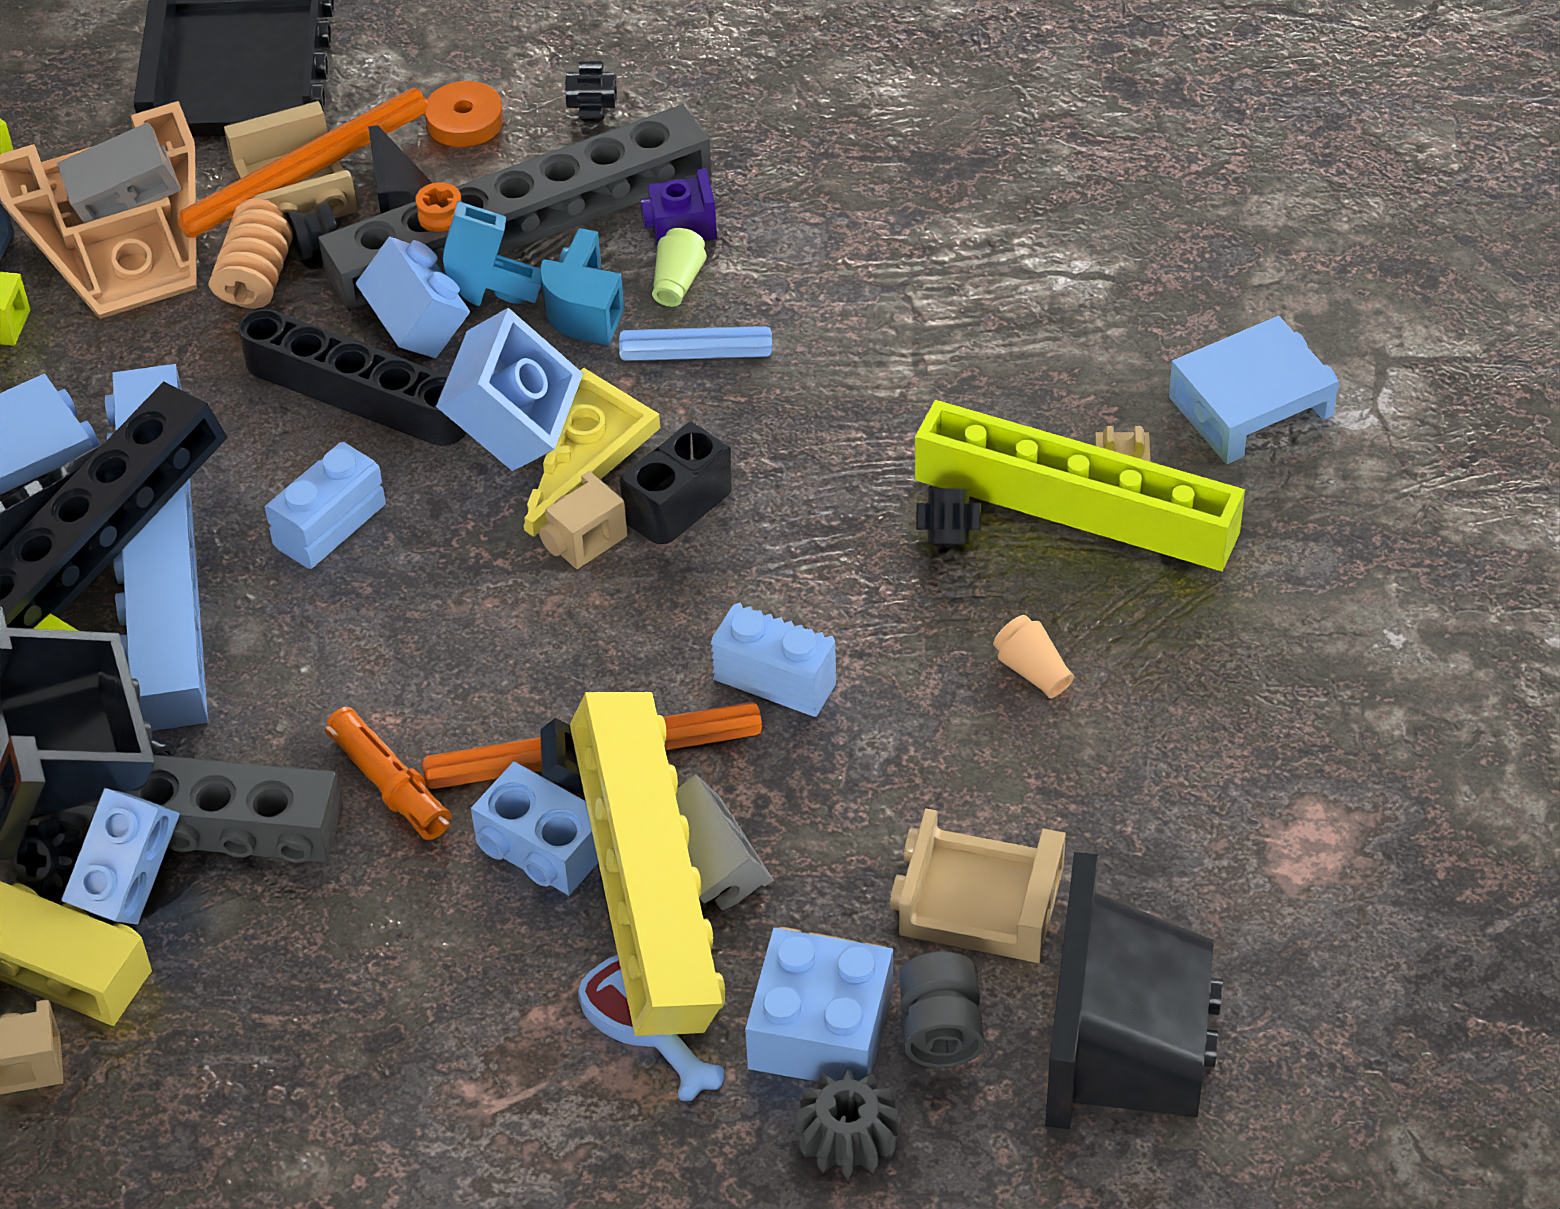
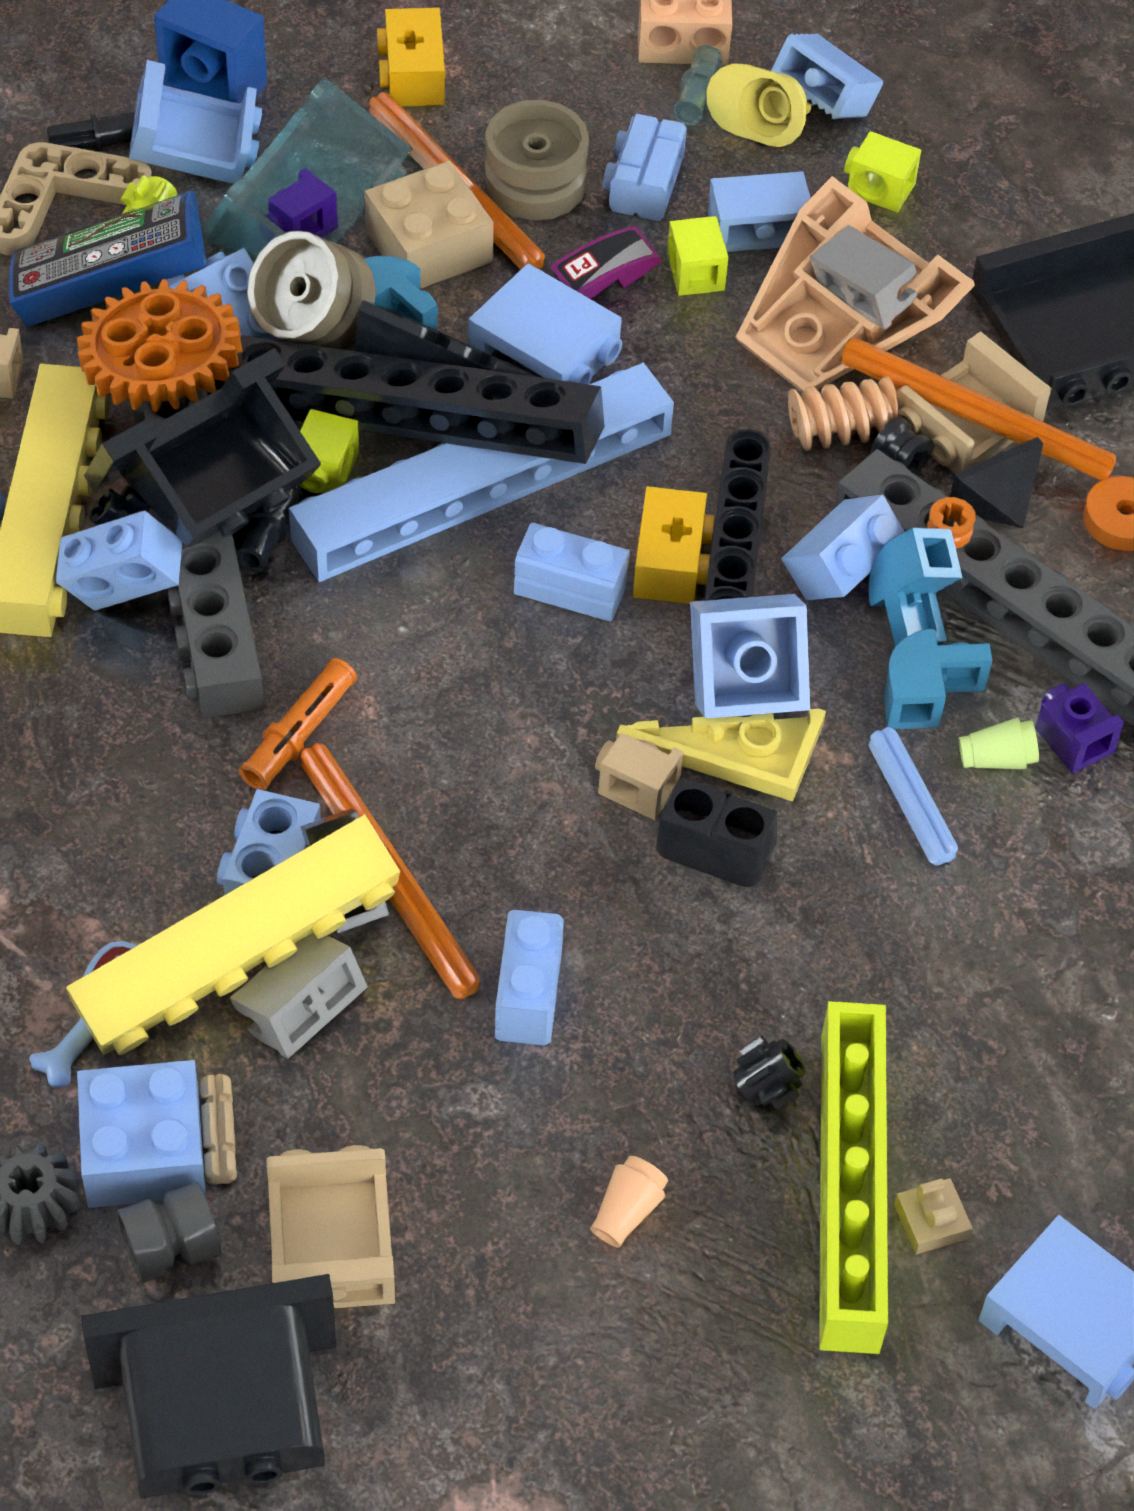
camera: 65 degrees right, 5 degrees up
(319, 414) = (670, 545): none -> yellow brick

